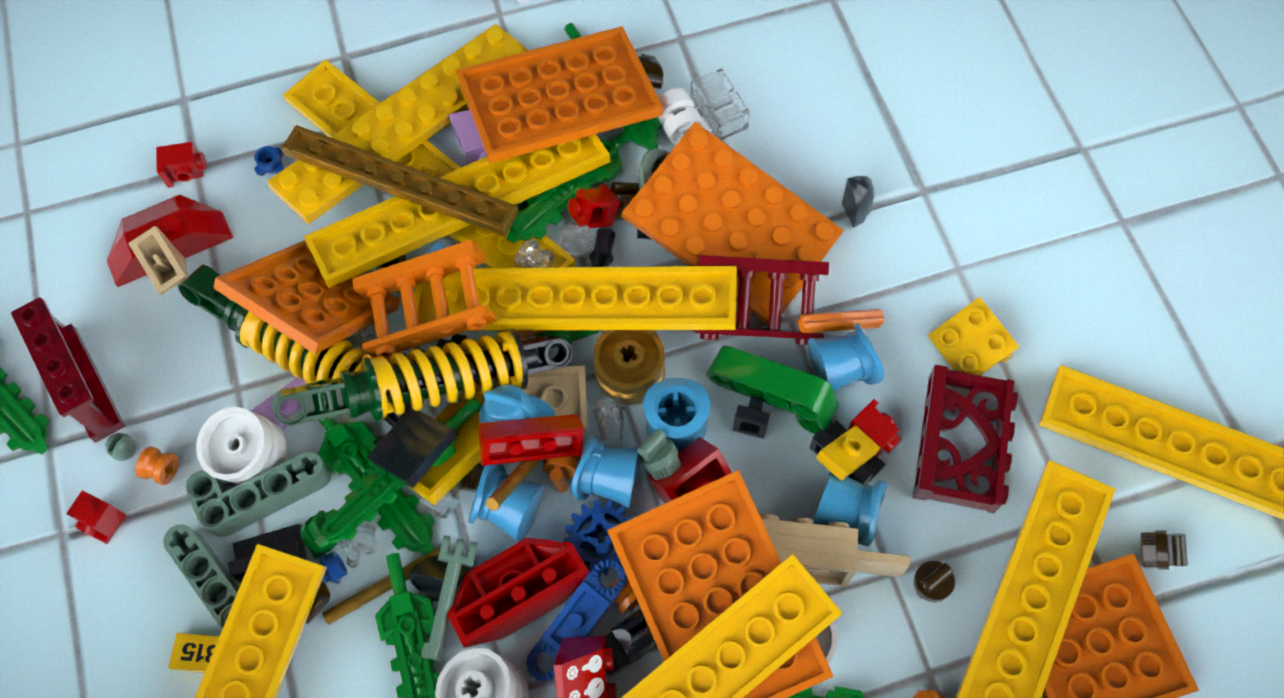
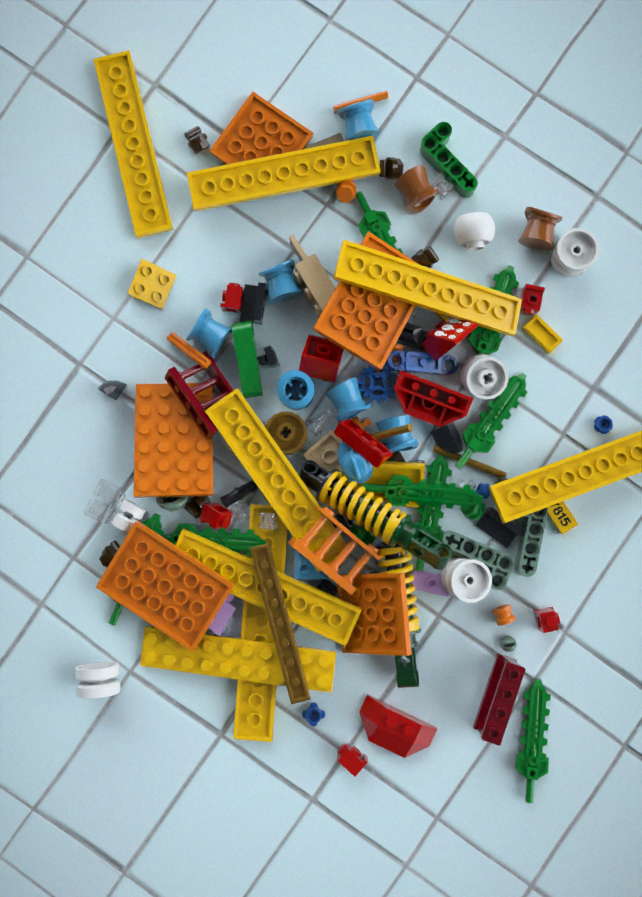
camera: 125 degrees left, 20 degrees up
(160, 260) = (413, 706): tan slope -> none
(412, 446) = (408, 493): black tile -> none
(435, 648) = (482, 412): sand green hinge -> none
(659, 455) = (324, 380): sand green piece -> none
(847, 453) = (258, 297): yellow plate -> none
(933, 469) = (200, 239): dark red fence -> none
(934, 581) = (286, 226): dark brown piece -> none

